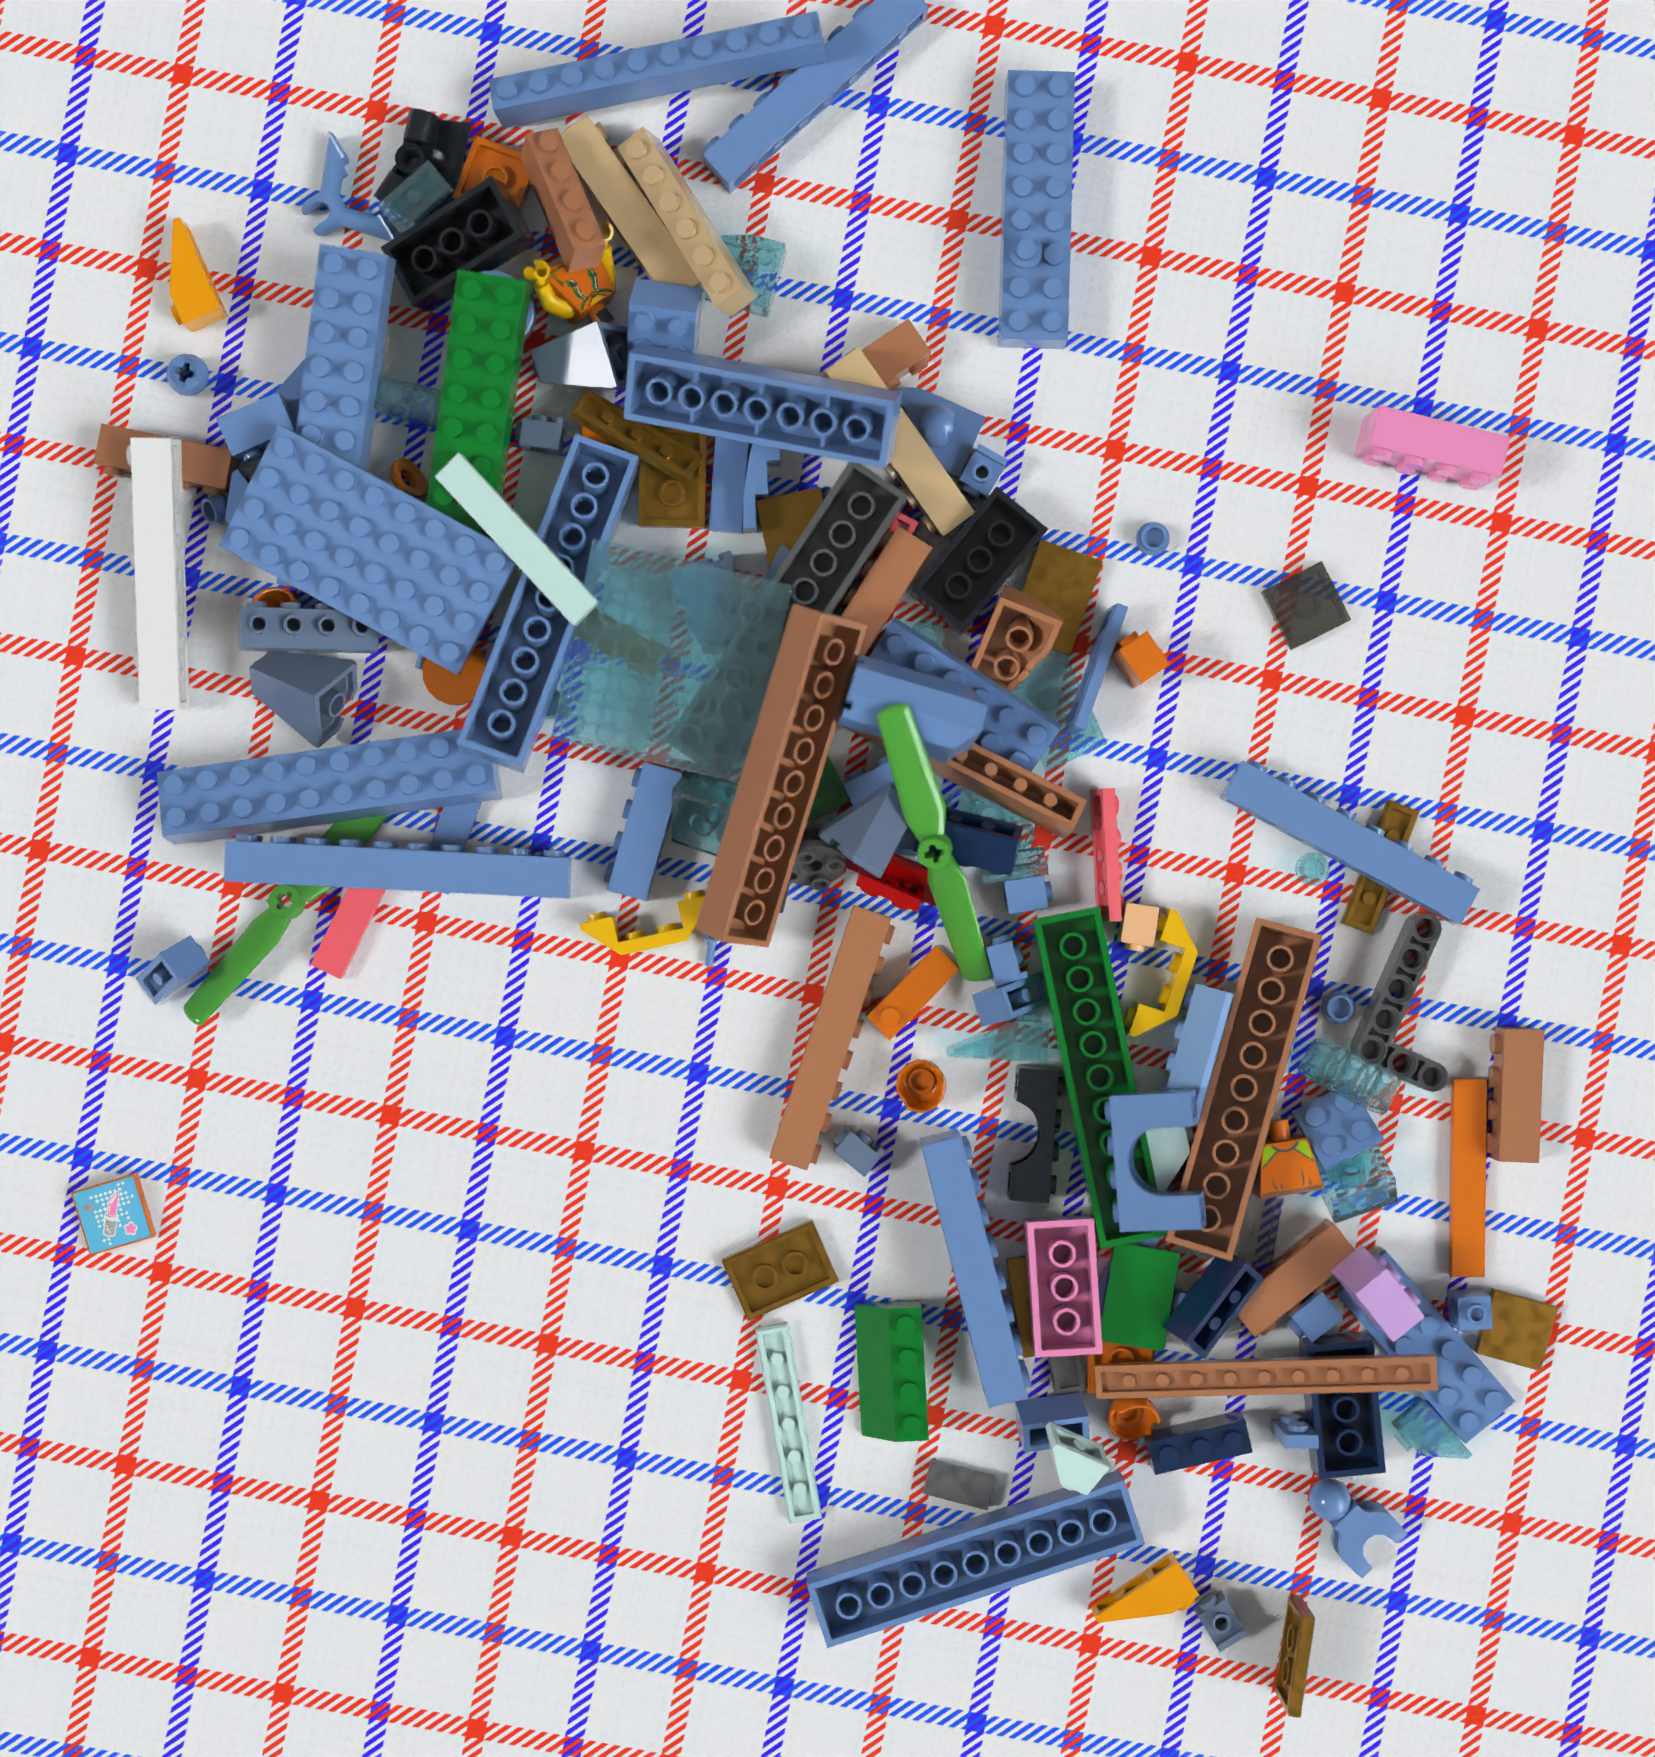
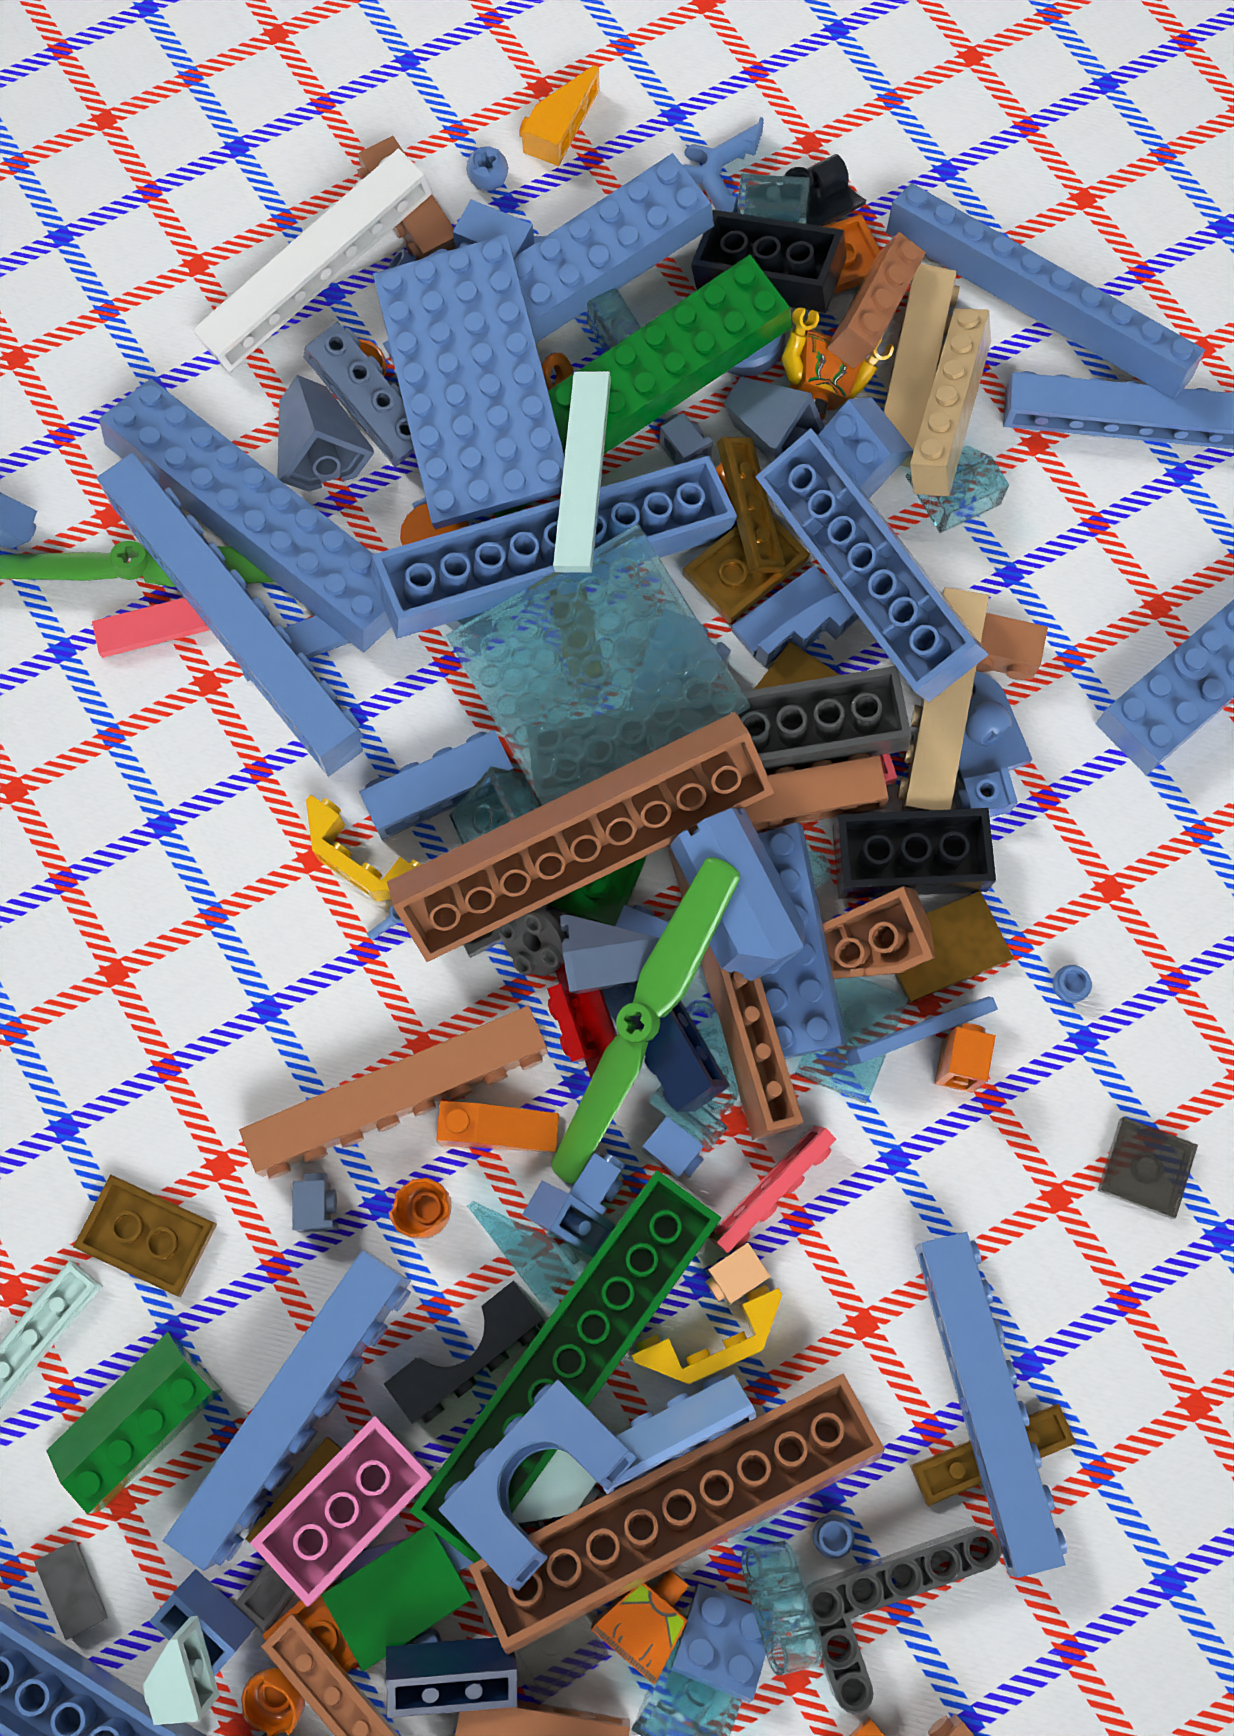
camera: 45 degrees right, 15 degrees down
(1312, 869) = (933, 1391): clear light blue plate -> none

